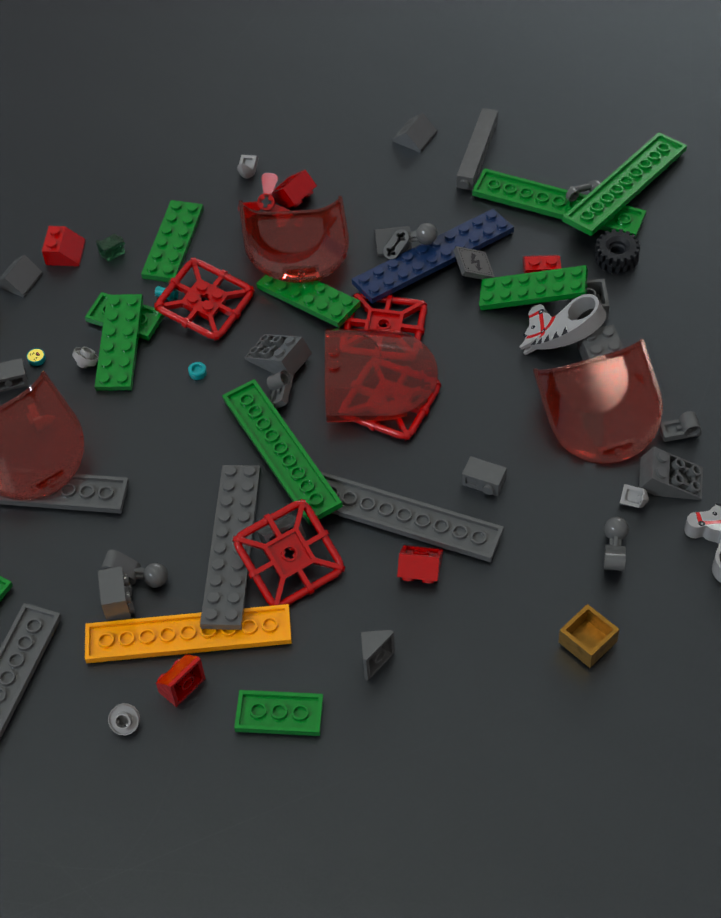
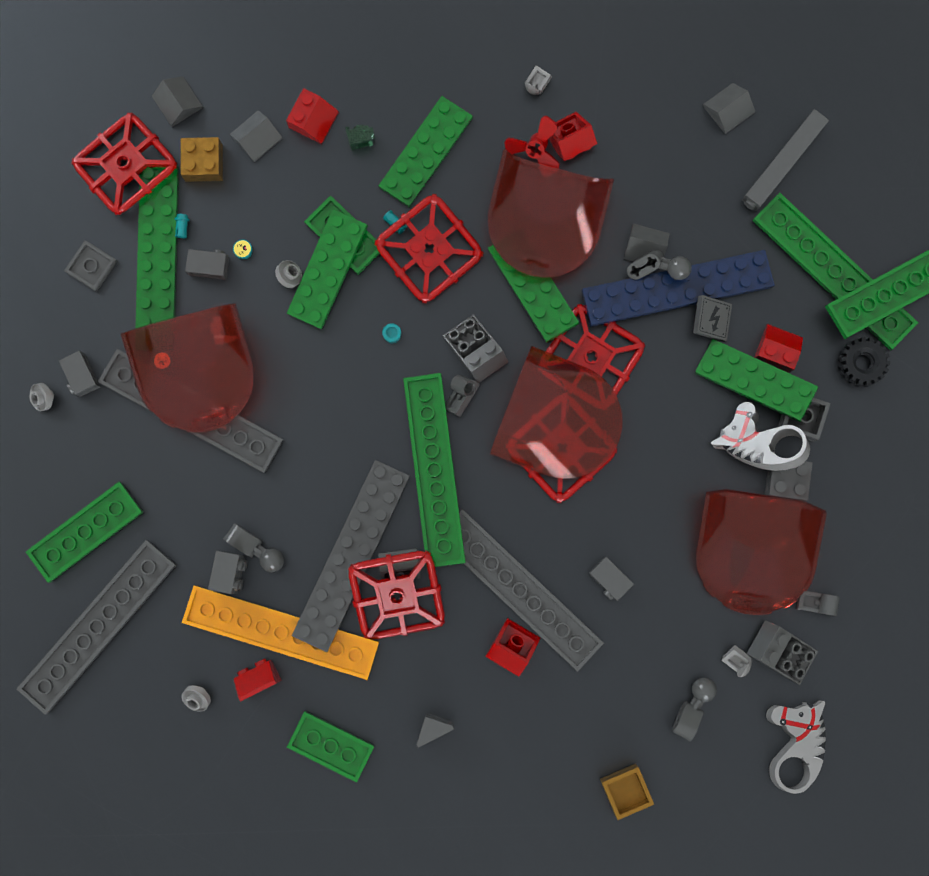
camera: 20 degrees right, 30 degrees up
(574, 192) = (881, 265): dark grey bar -> none

